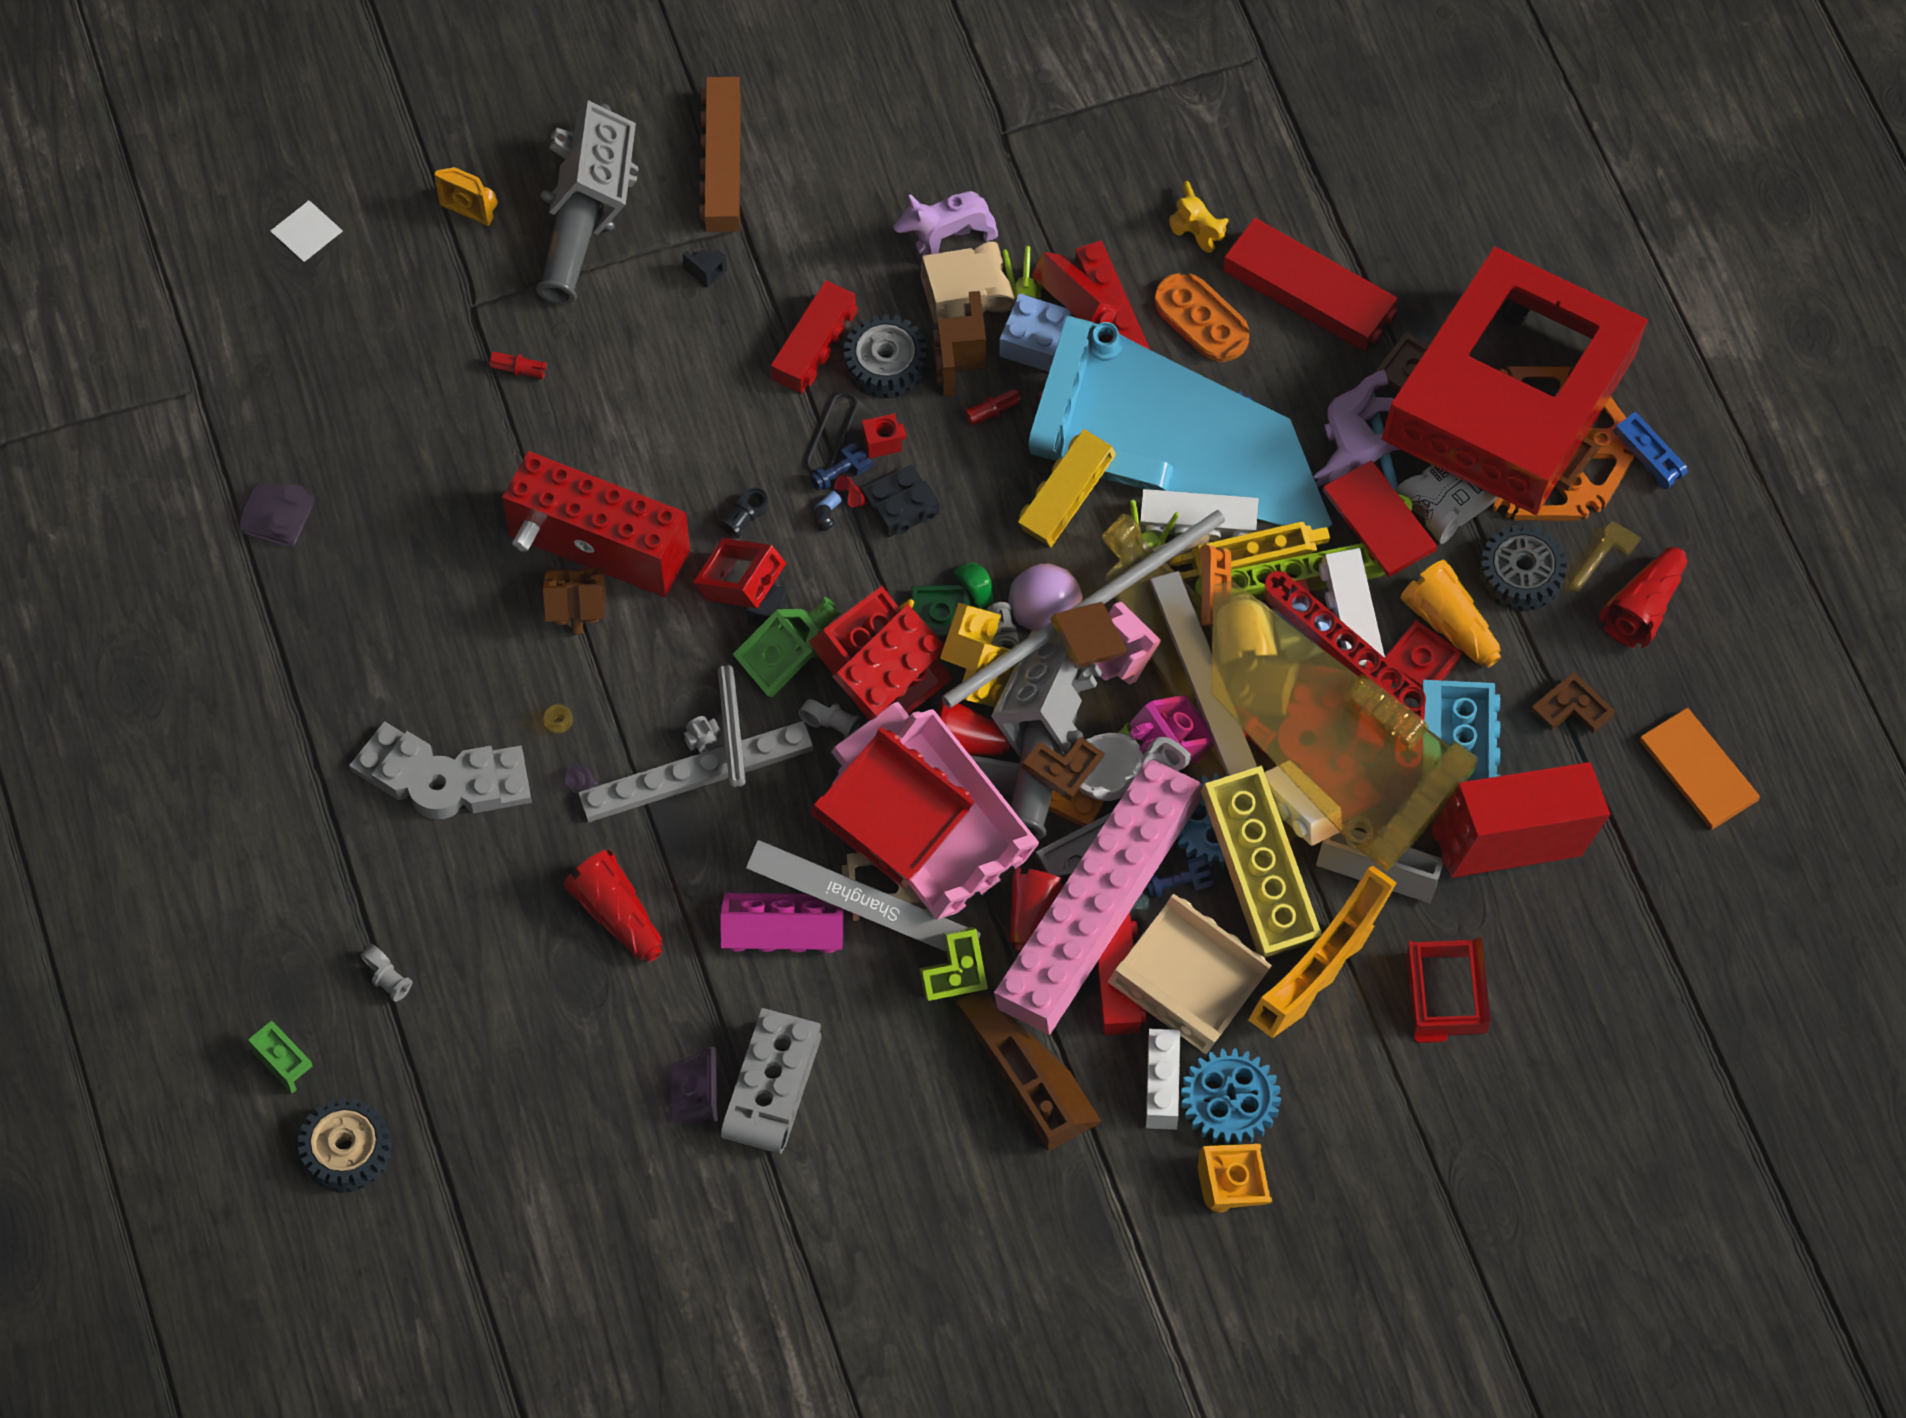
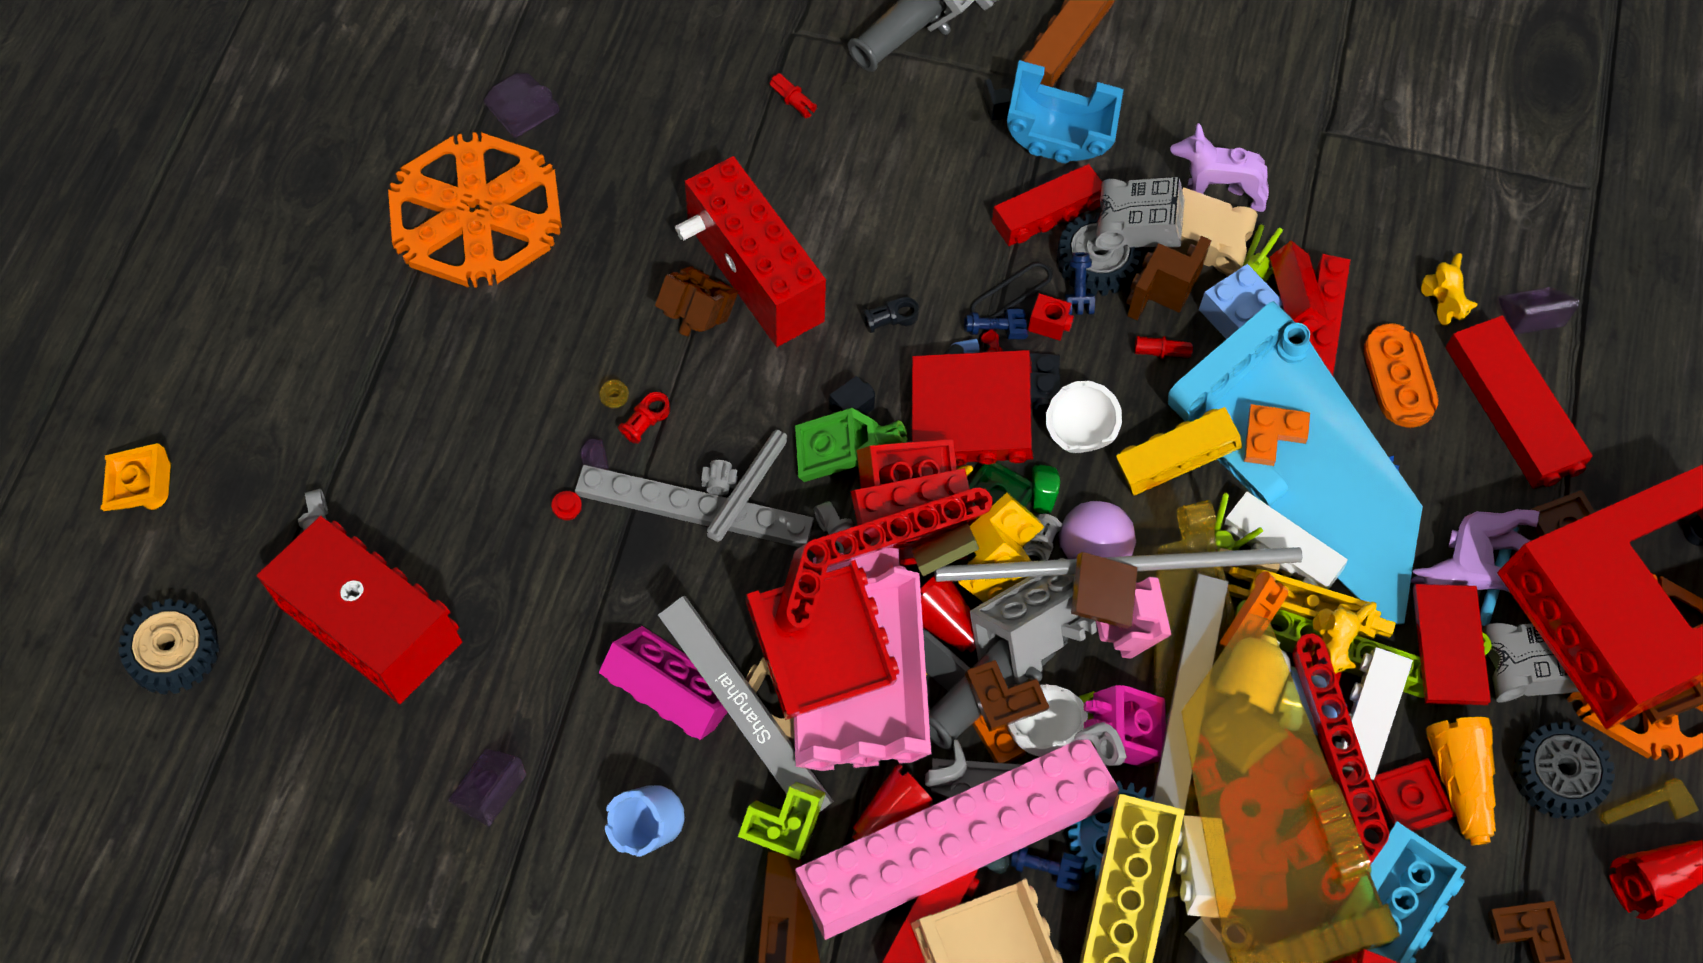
camera: 30 degrees right, 0 degrees up
(203, 1031) = (136, 478): none -> light orange slope
(279, 1055) = (174, 536): bright green panel -> none
(290, 634) = (475, 226): none -> orange plate
(476, 778) = (509, 403): light grey plate -> none
(492, 1012) = (361, 608): none -> red piece
(588, 834) = (566, 505): none -> red plate
(599, 723) = (643, 417): none -> red connector
(613, 903) = (537, 568): red cone -> none
(749, 591) = (842, 376): red window -> none
(771, 1125) = (526, 863): light grey hinge -> none
(776, 254) = (1061, 122): none -> dark azure cylinder
(846, 1033) = (644, 819): none -> light blue cylinder
(862, 789) = (855, 547): none -> red beam
(874, 544) = (976, 402): none -> red panel
(880, 373) = (1080, 262): none -> dark blue hinge
(903, 301) = (1140, 213): none -> light grey piece
(939, 677) = (945, 548): none -> olive slope
(971, 504) = (1083, 417): none -> white cylinder
(1059, 854) = (950, 774): none -> light grey hair
(1126, 427) = (1268, 426): none -> orange plate
(1278, 194) = (1537, 310): none -> clear purple slope
(1289, 558) = (1338, 631): none -> yellow animal

